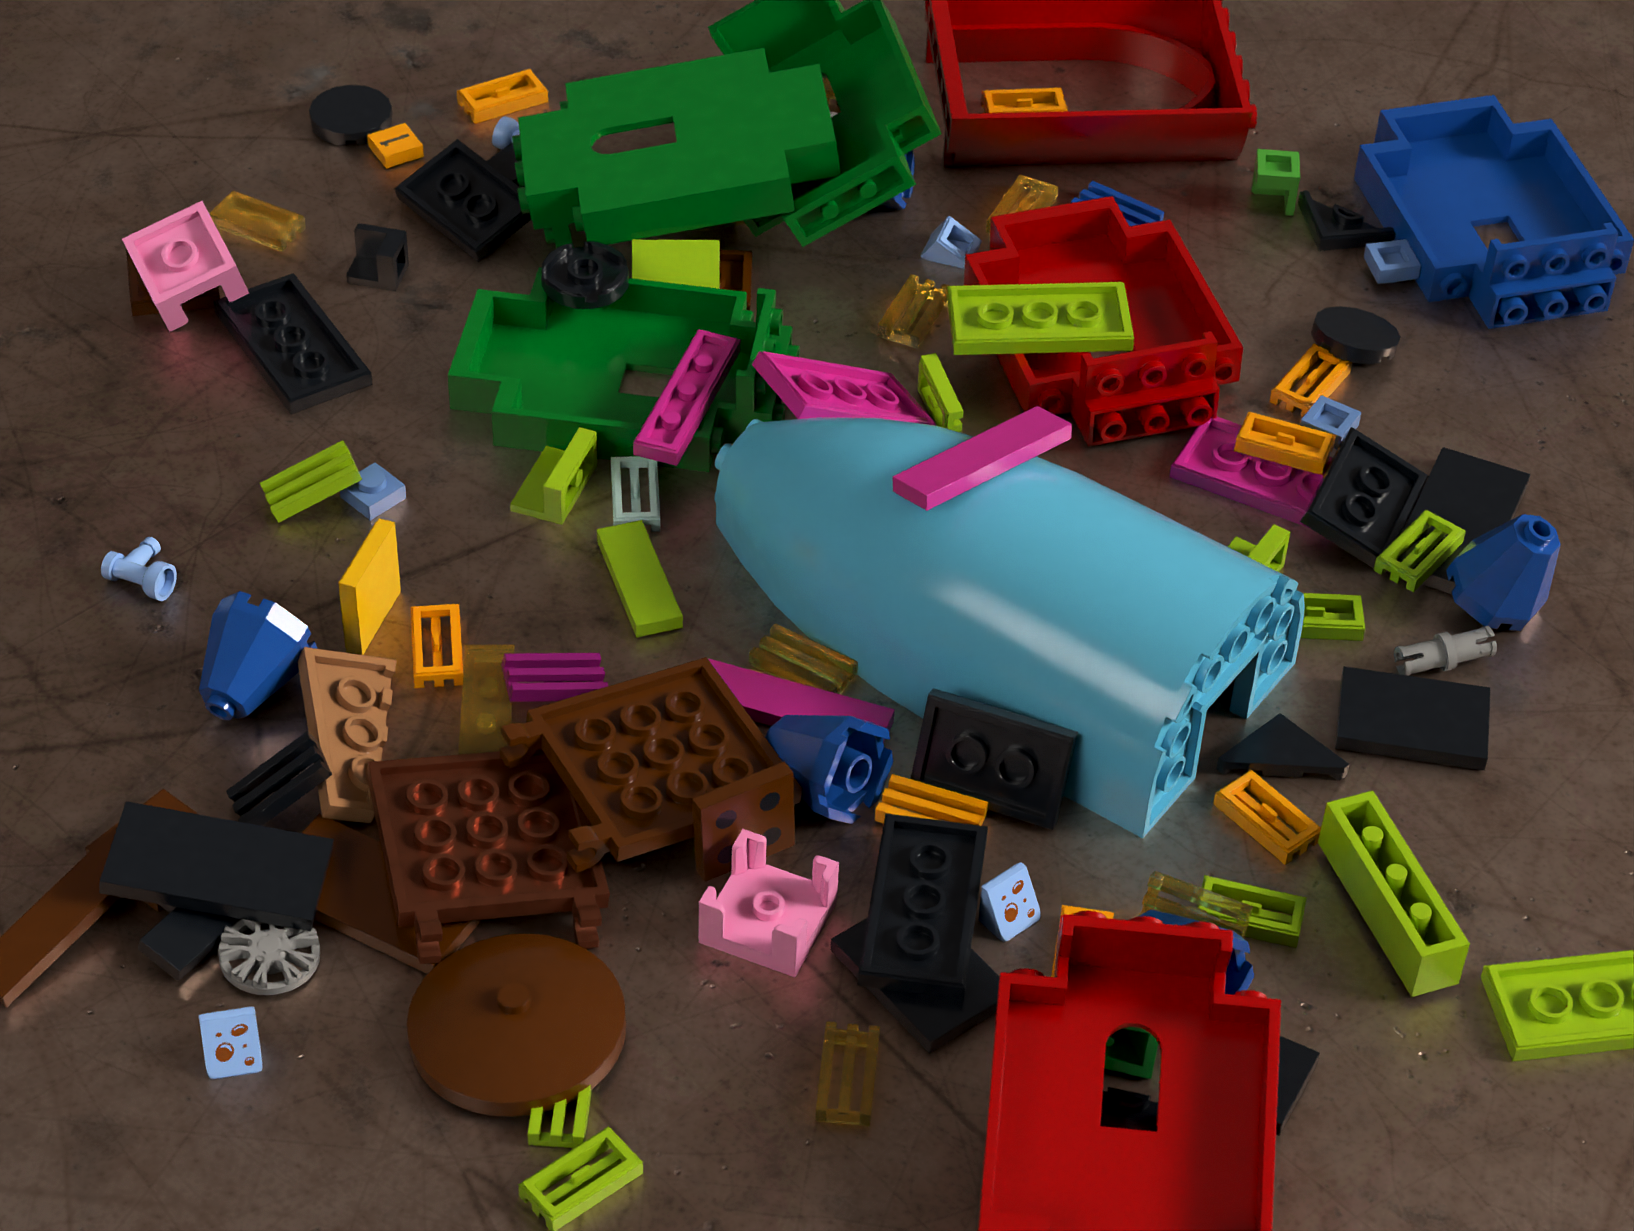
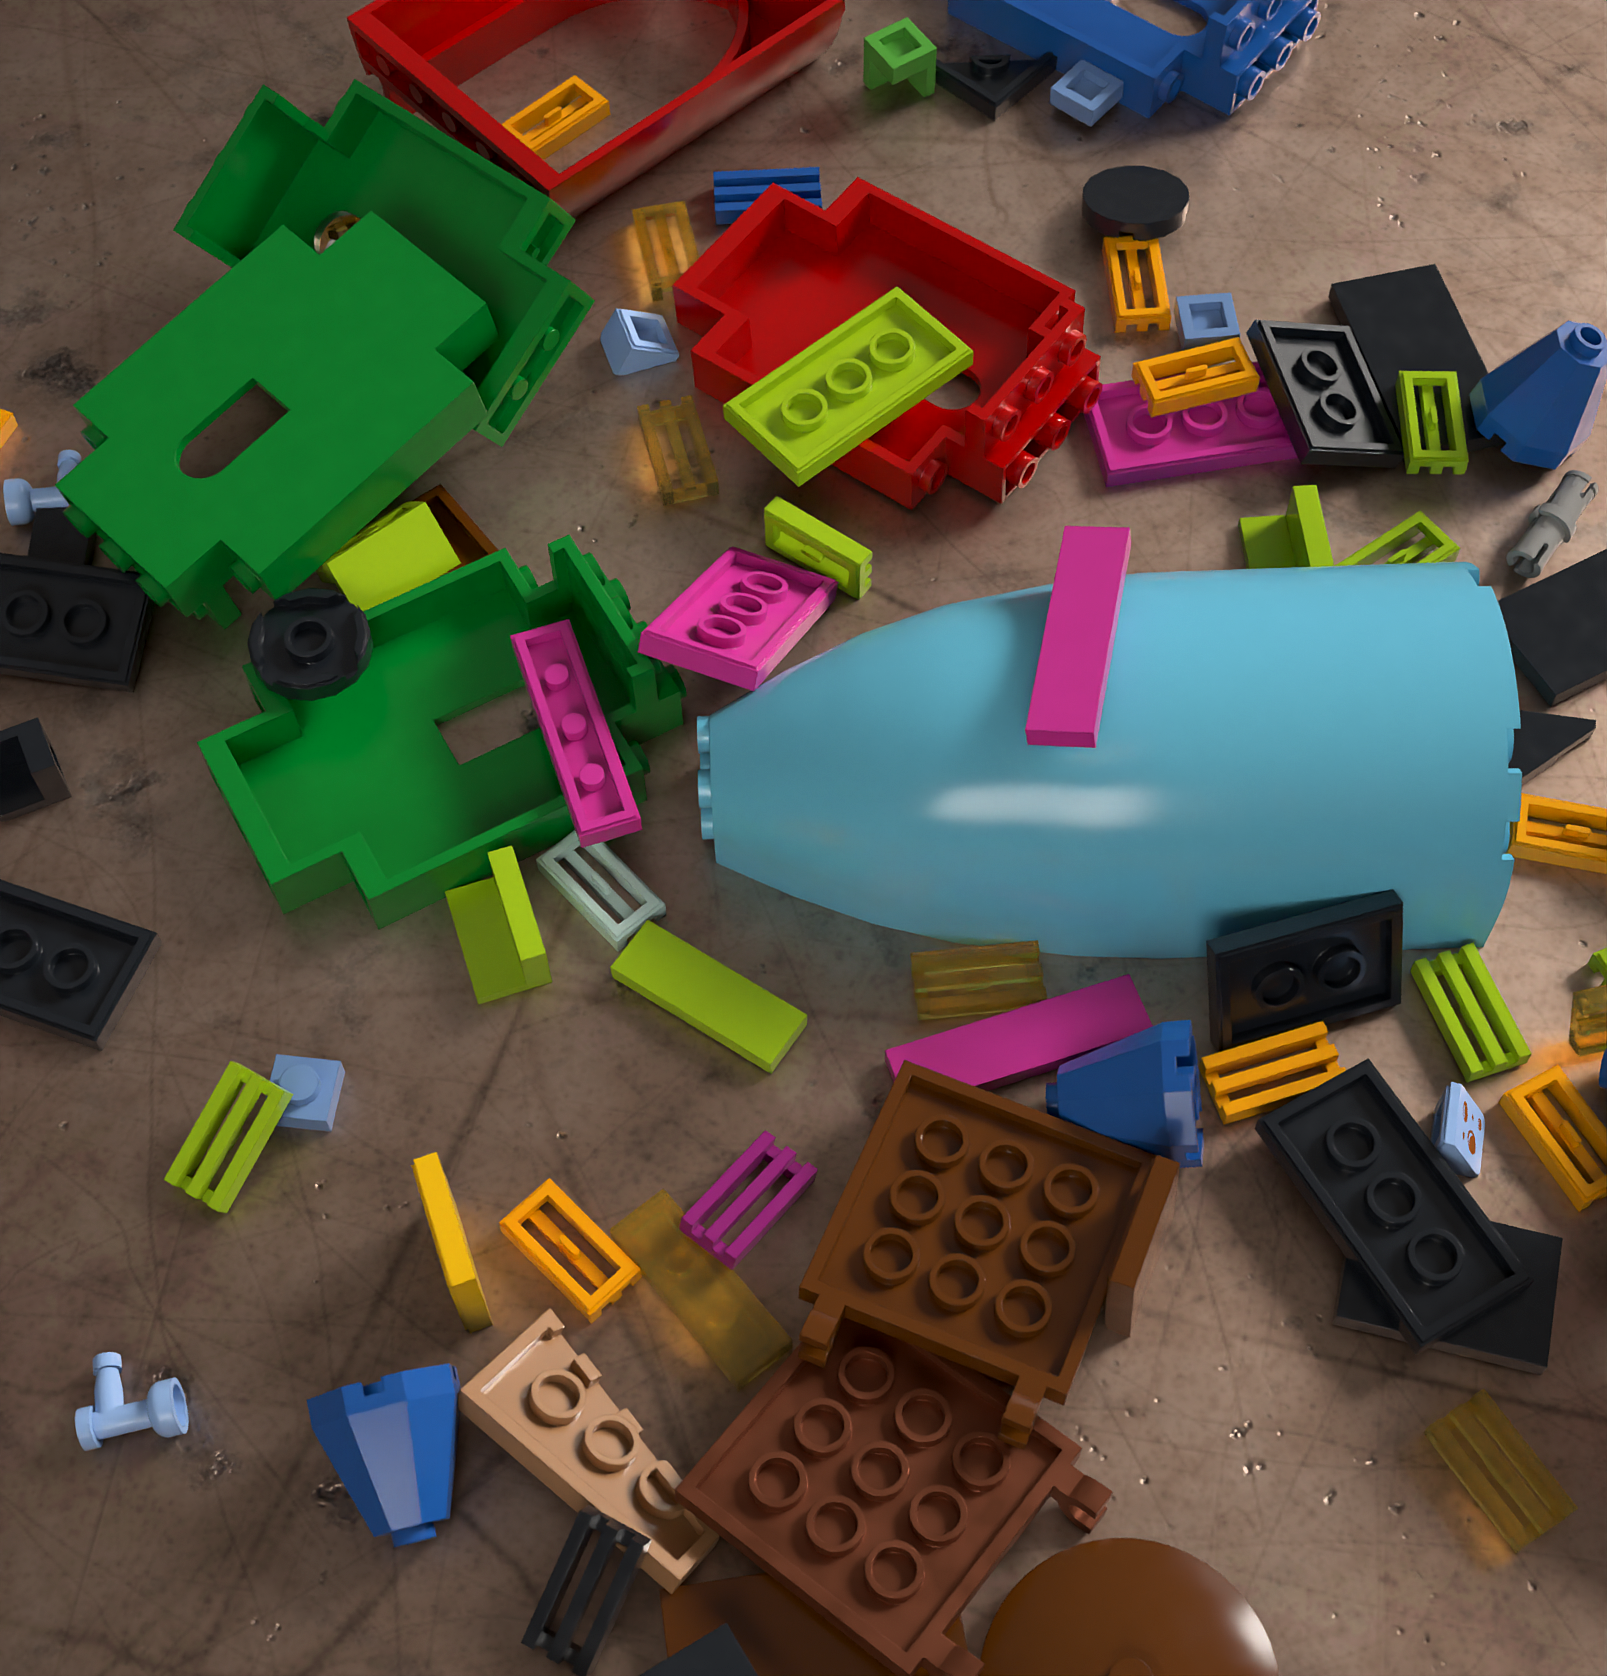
camera: 35 degrees left, 15 degrees up
(766, 910) = (1243, 1328): bright pink panel -> none
(1100, 829) = (1491, 1001): none -> lime tile

